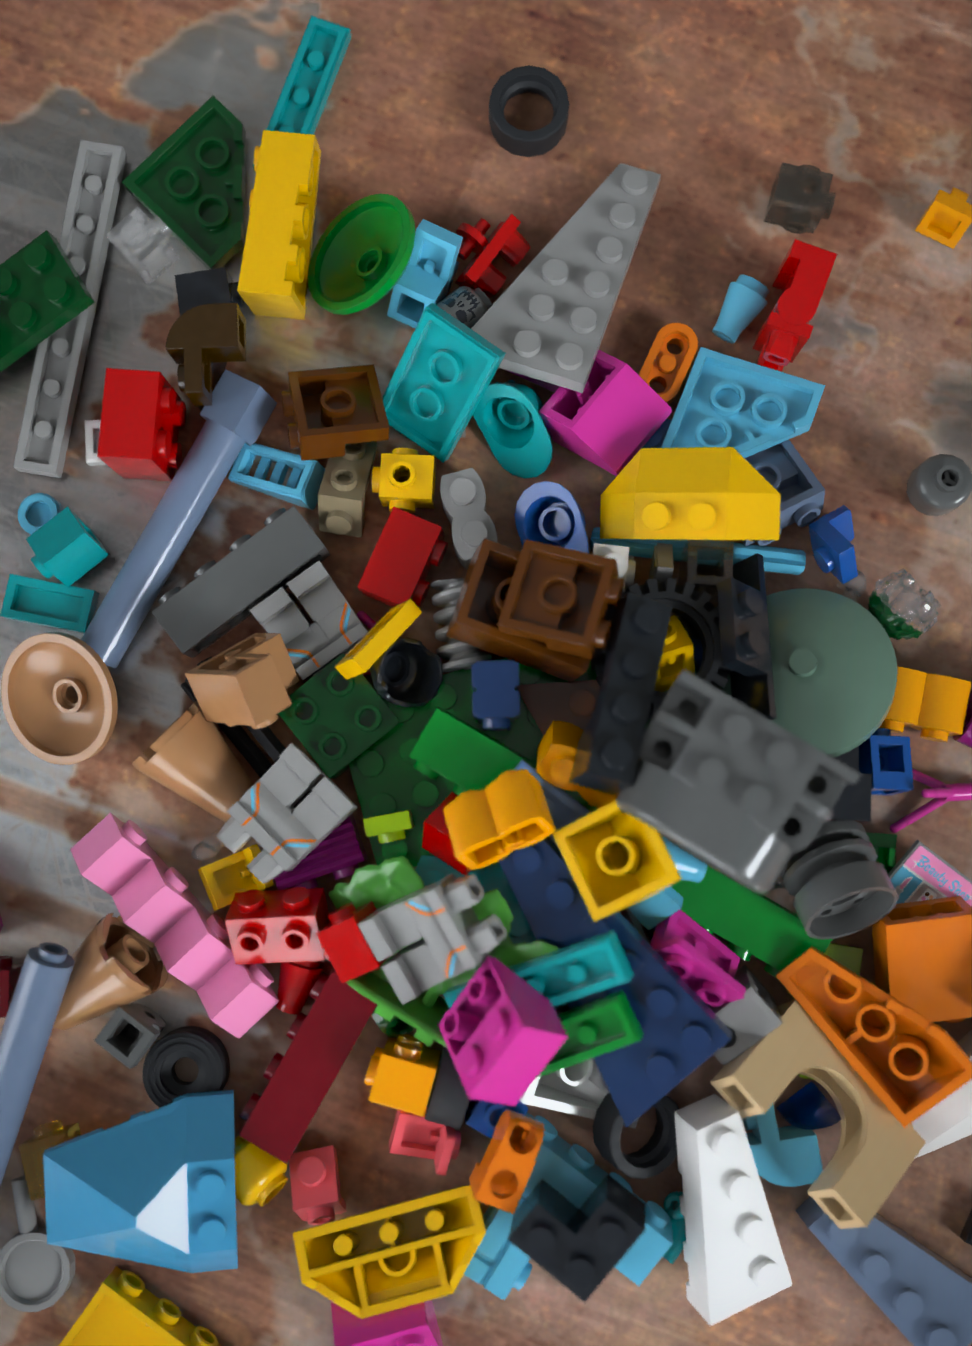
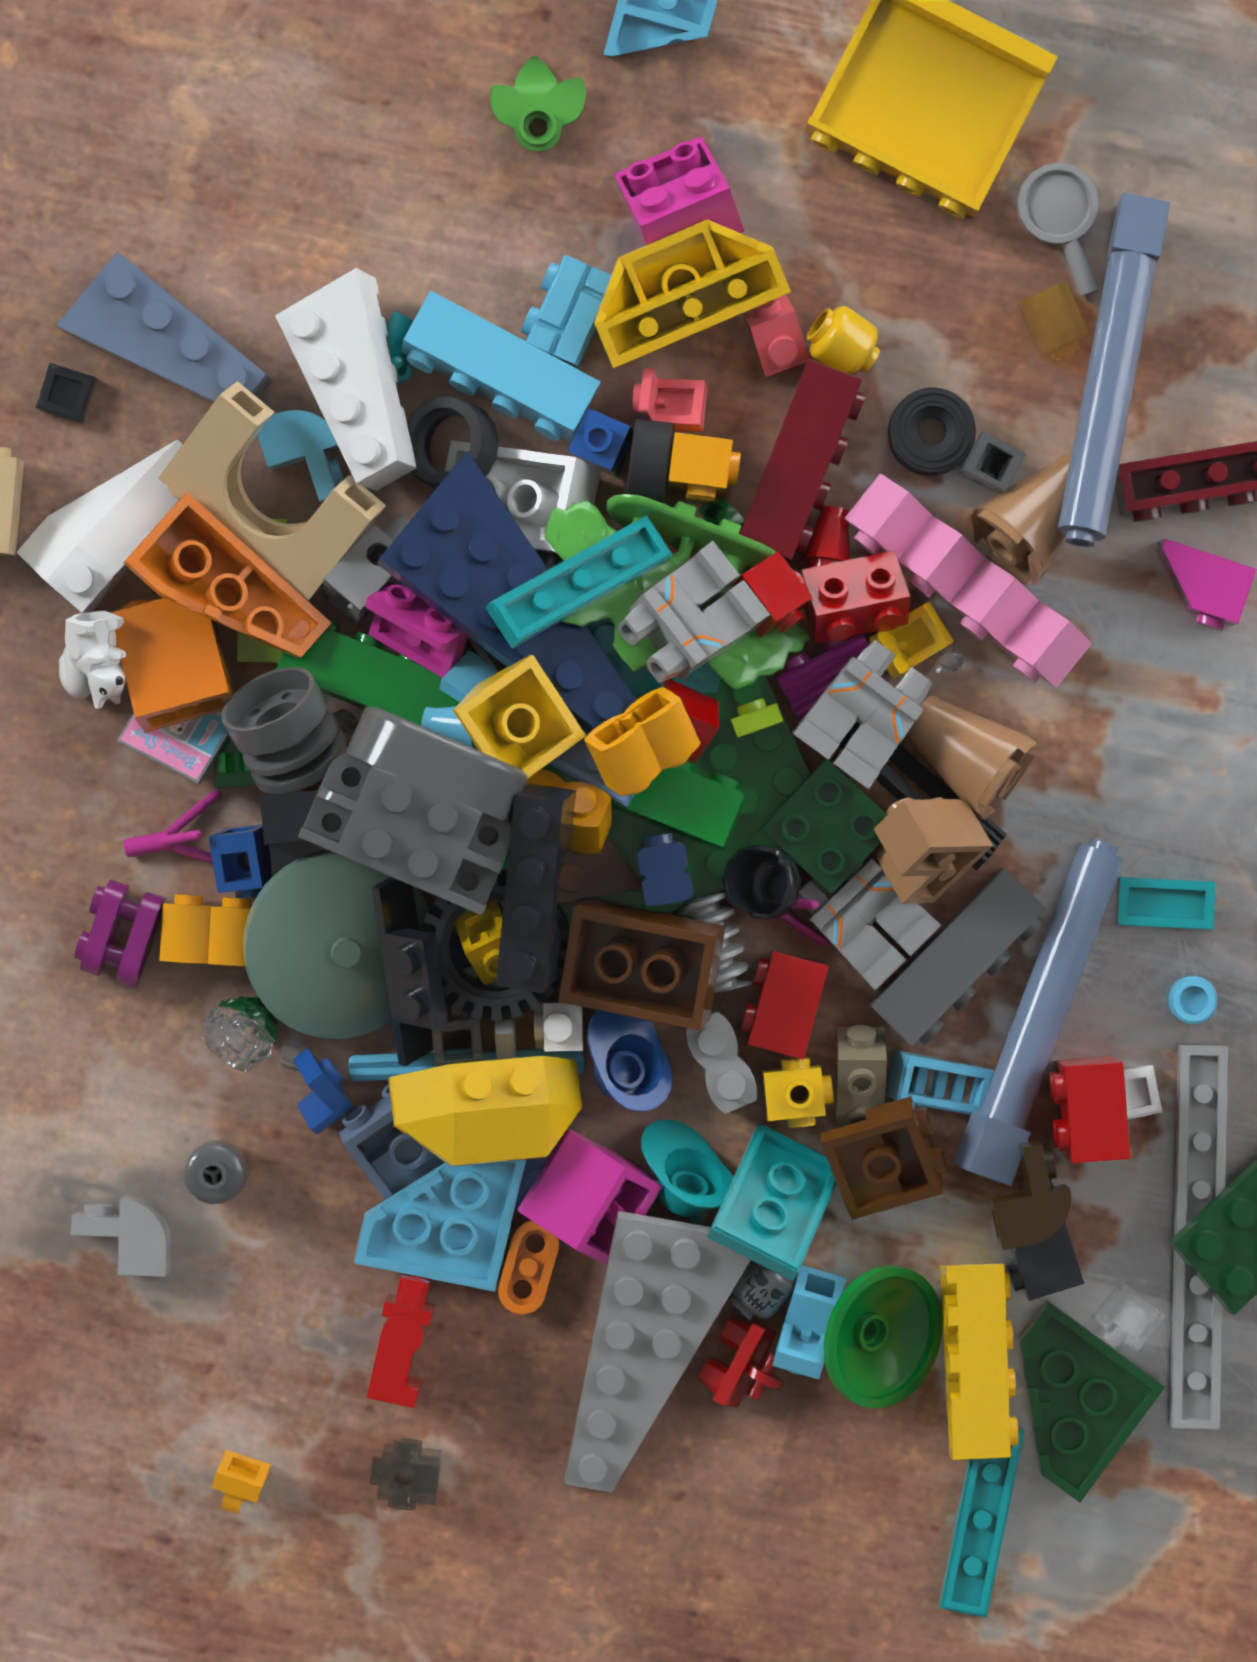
camera: 165 degrees right, 5 degrees up
(43, 700) = (1148, 788): medium nougat dish -> none
(65, 548) = (1154, 965): teal brick -> none
(150, 1187) = (942, 311): dark azure wedge -> none
(378, 639) = (795, 911): yellow tile -> none
(500, 1034) = (609, 529): dark pink slope -> none
(507, 1161) = (582, 400): orange leg -> none
(528, 80) = (746, 1565): black tyre -> none
(562, 598) = (610, 976): reddish brown plate -> none
(575, 1242) = (497, 329): black brick -> none
(595, 1031) = (540, 532): green tile -> none
(741, 305) = (456, 1343): medium azure cone -> none
(809, 1109) = (274, 488): clear blue tile -> none

